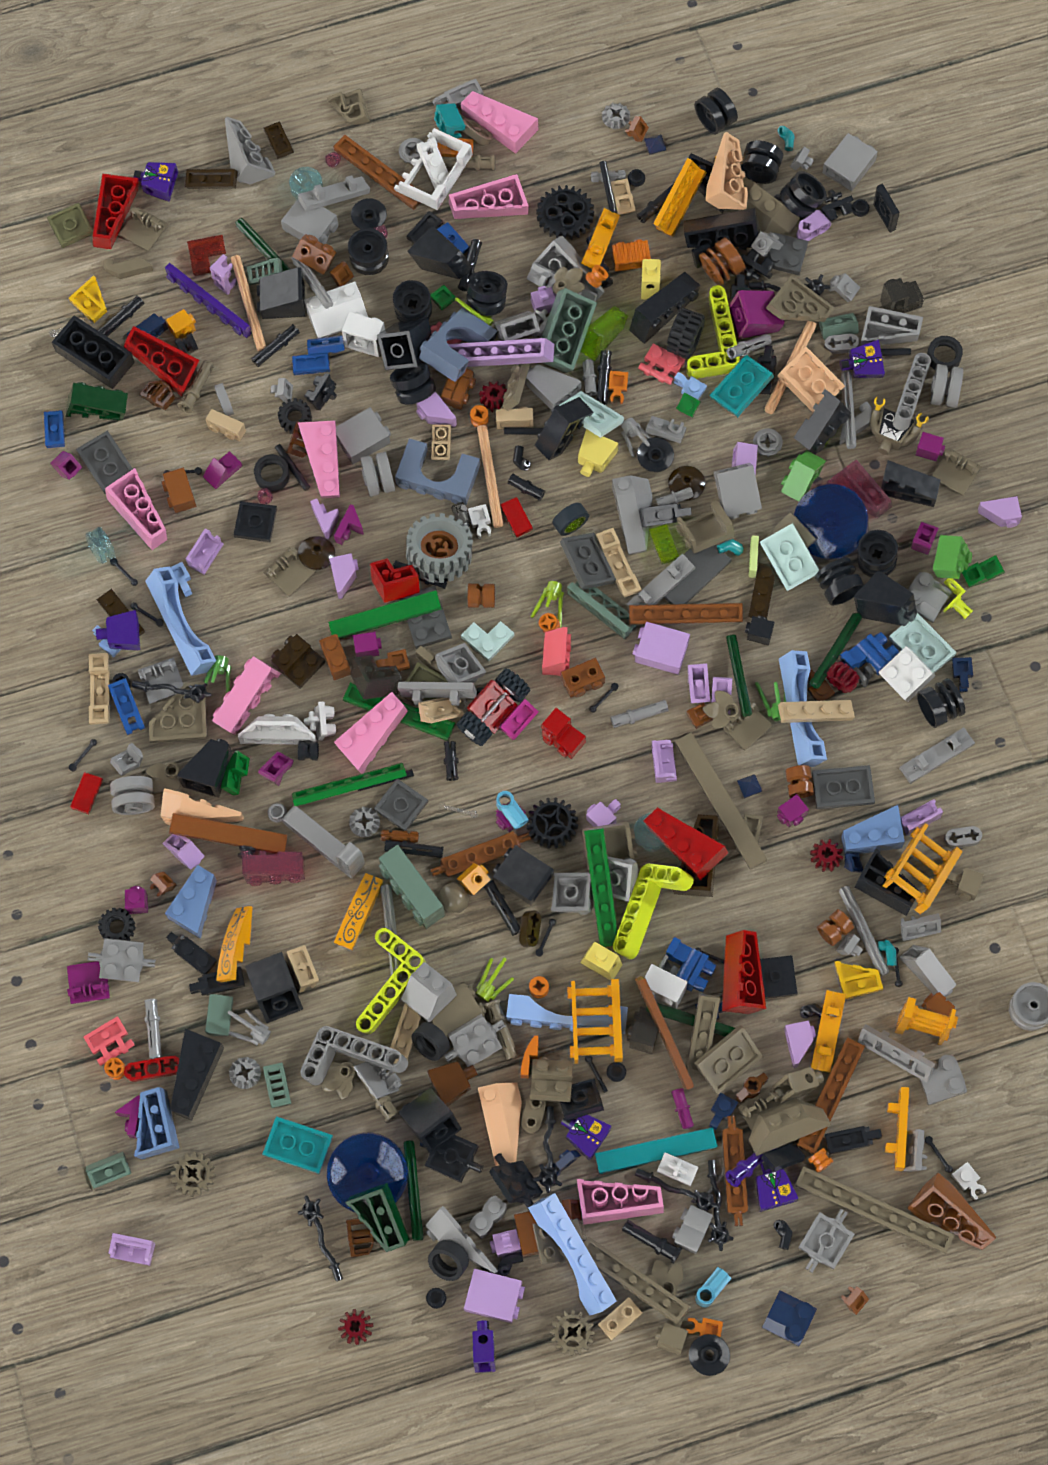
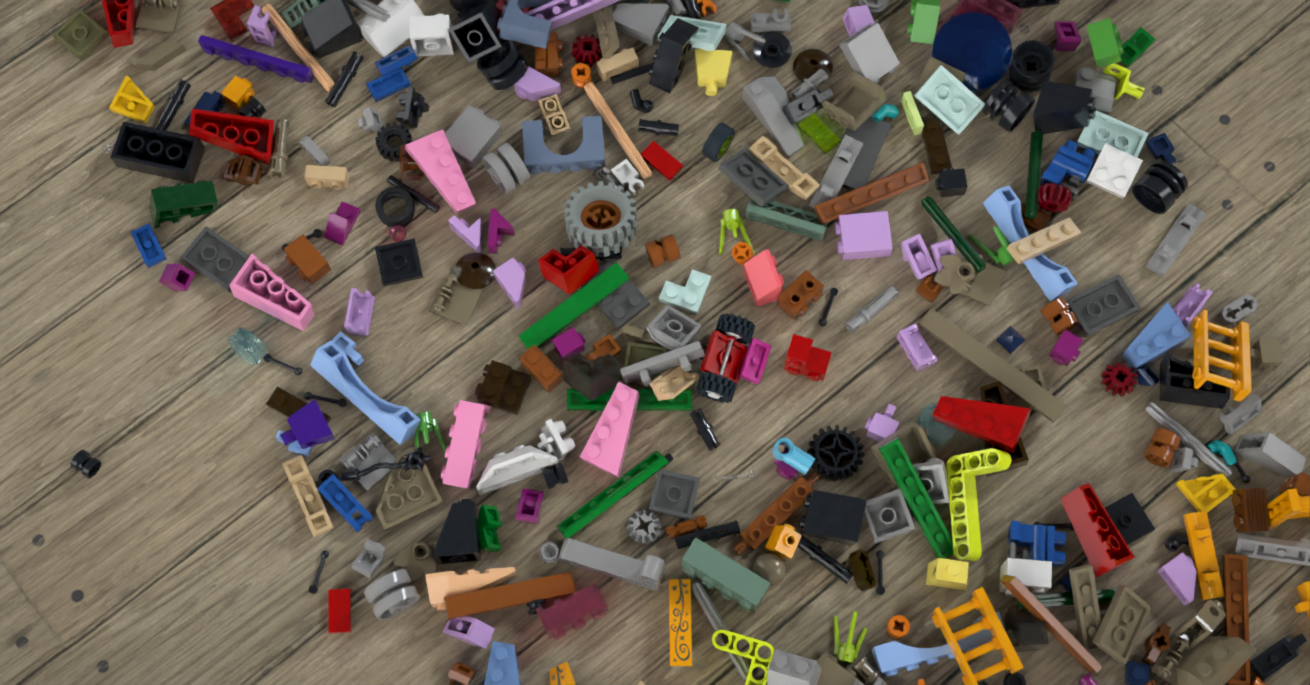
camera: 25 degrees left, 0 degrees up
(886, 1009) = (1250, 510): none -> reddish brown brick

